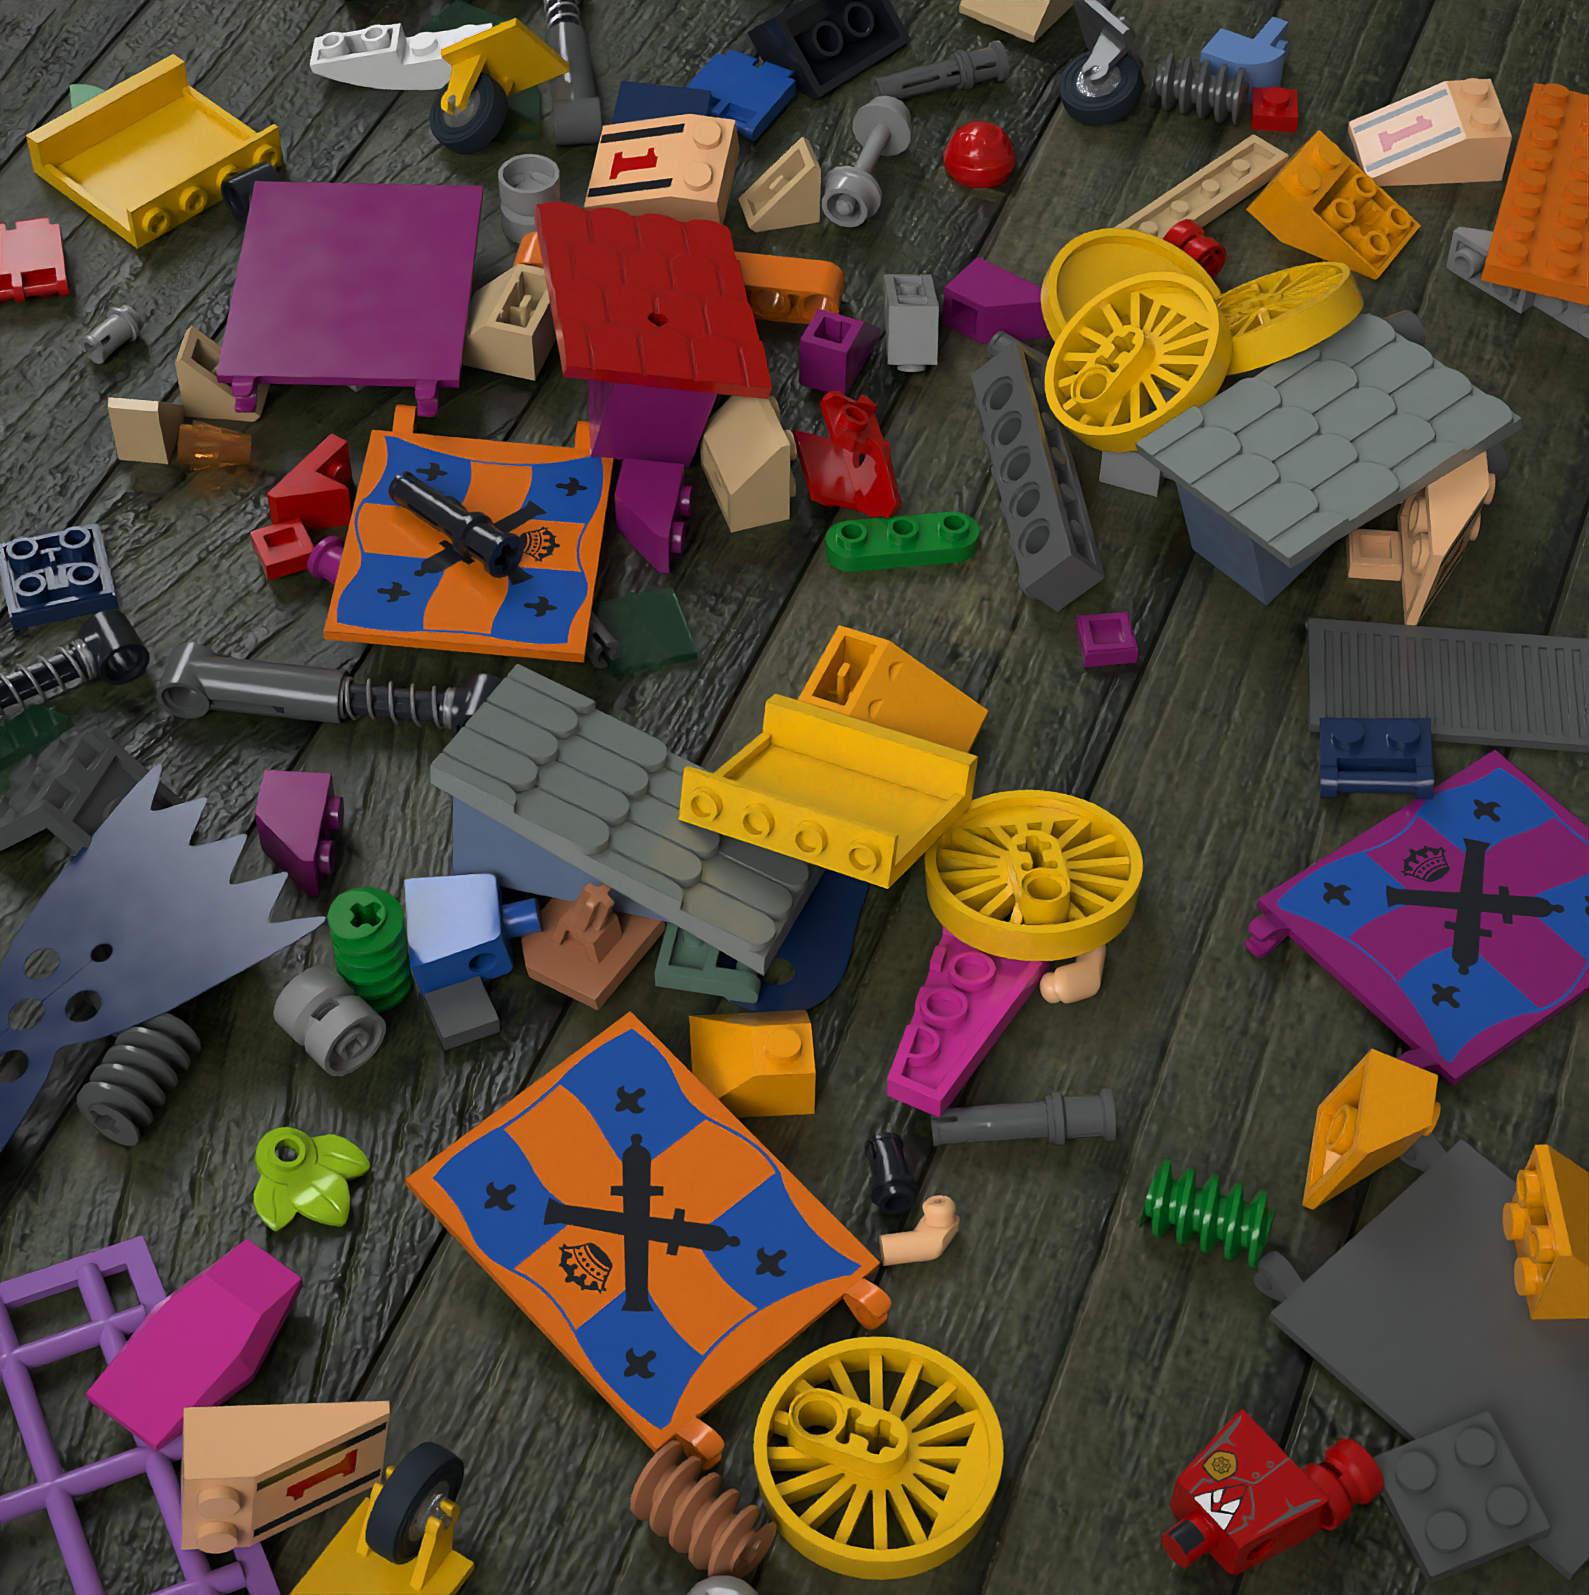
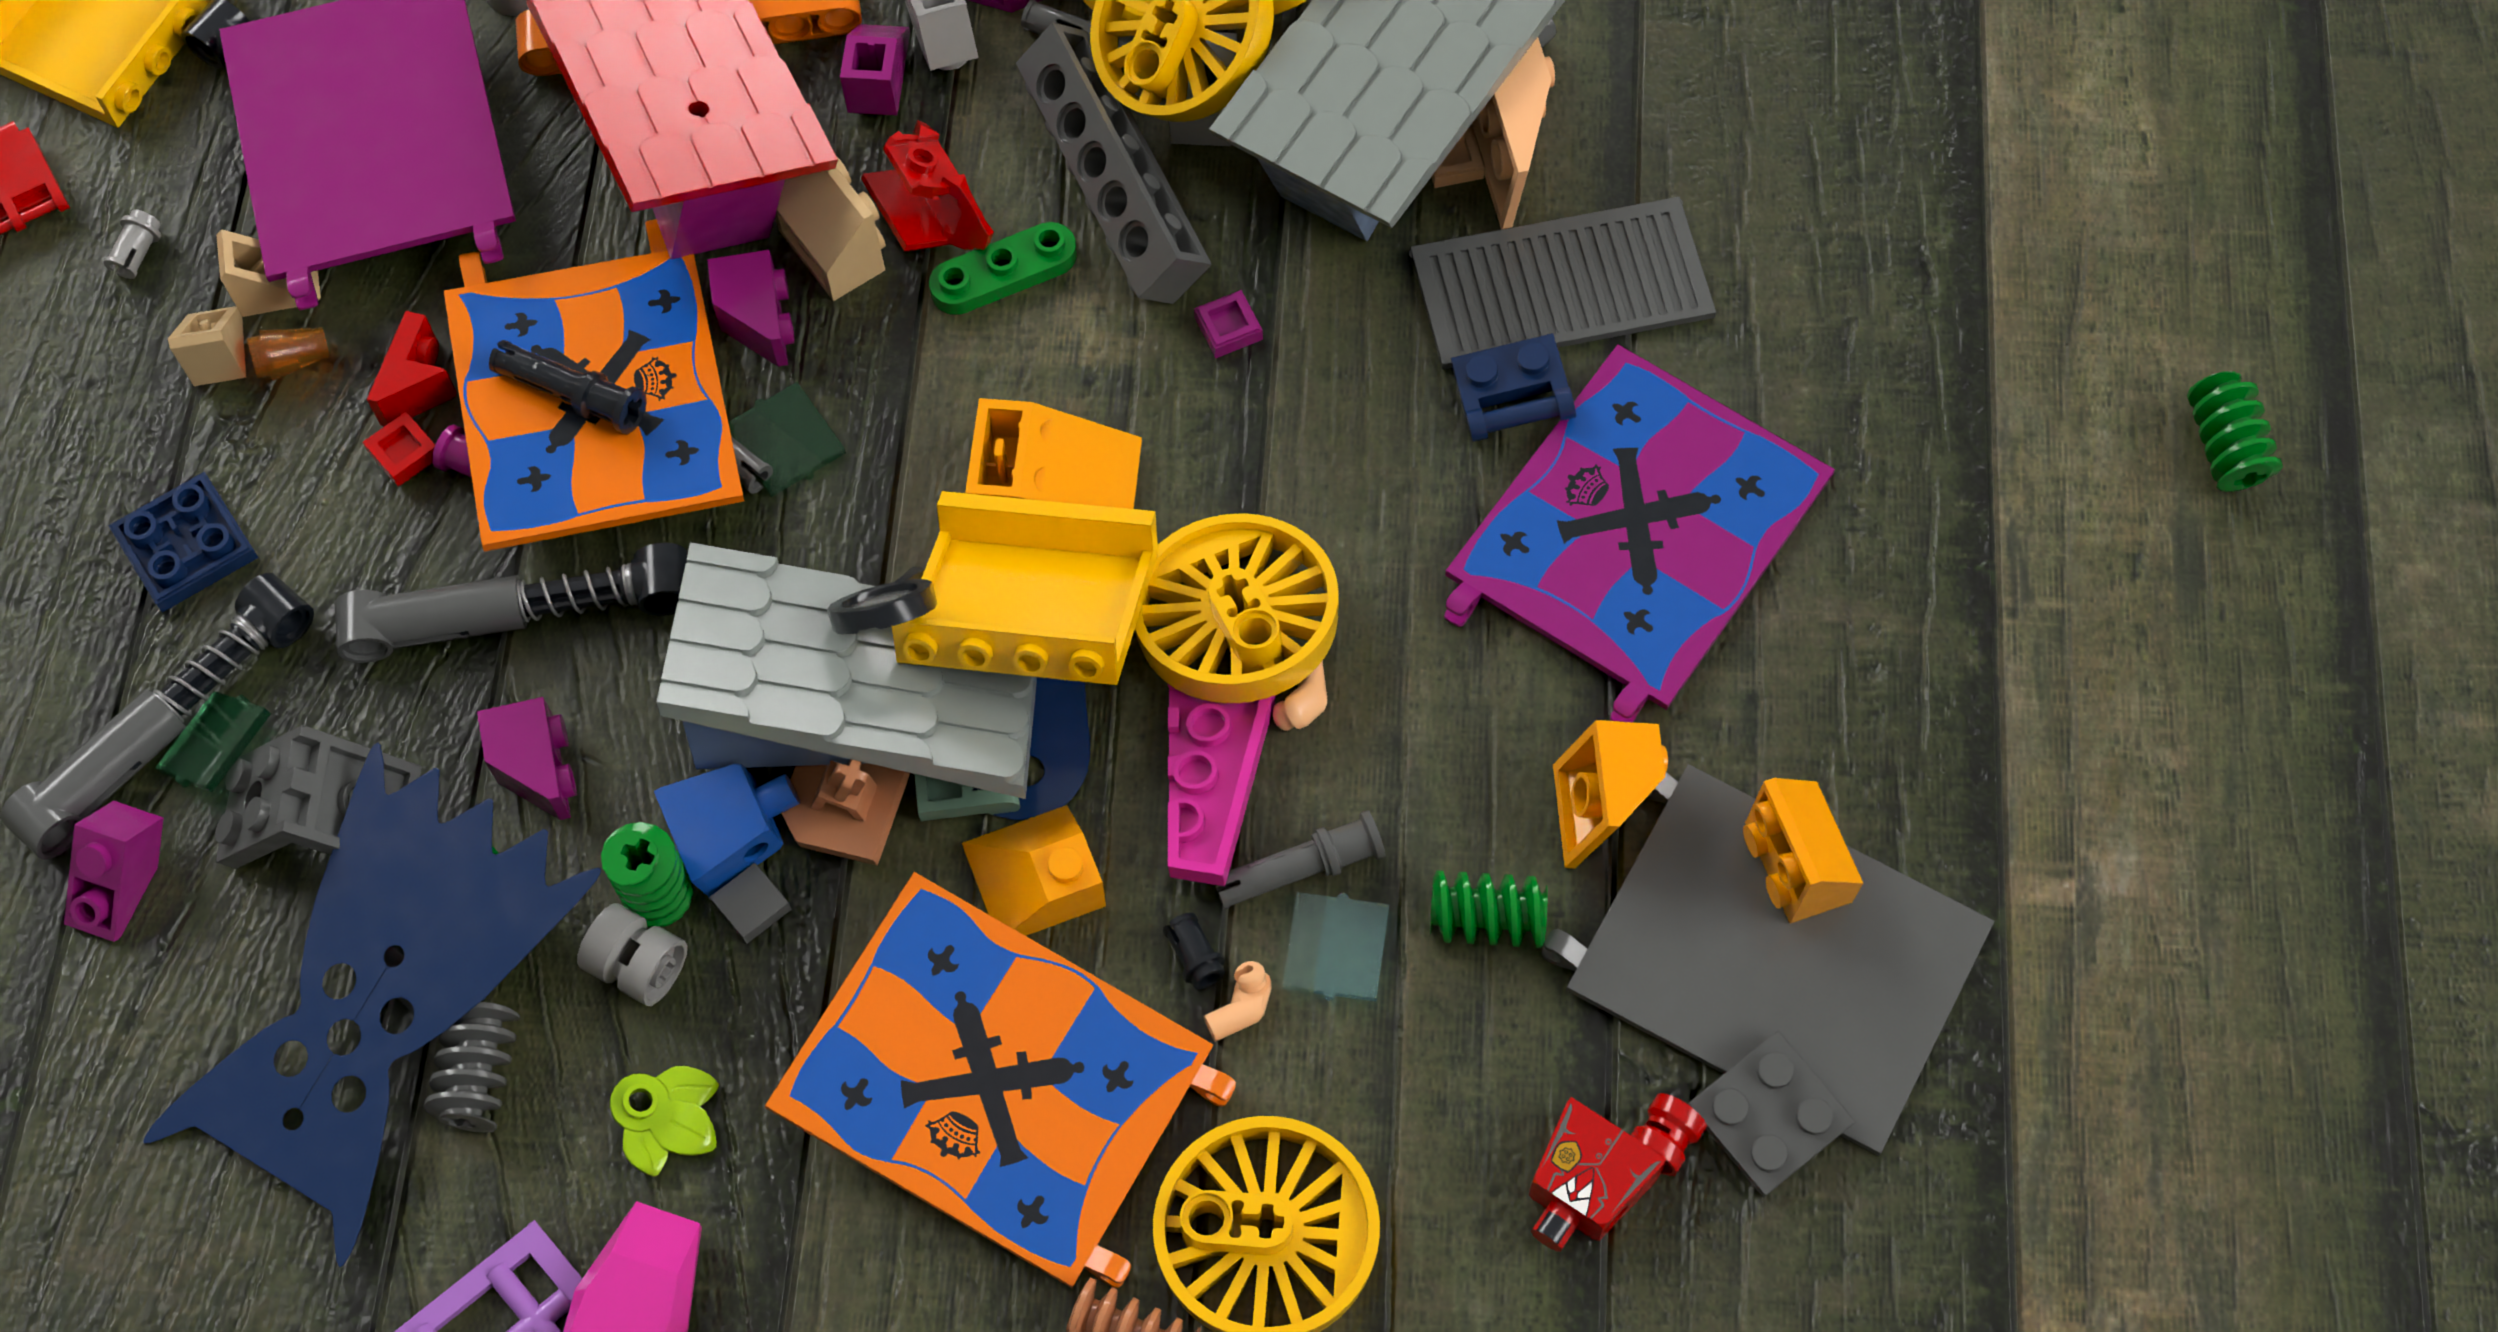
camera: 15 degrees left, 15 degrees up
(511, 324) = (539, 125): tan slope -> none
(679, 757) = (884, 604): none -> black piece
(1038, 1213) = (1336, 946): none -> clear light blue piece

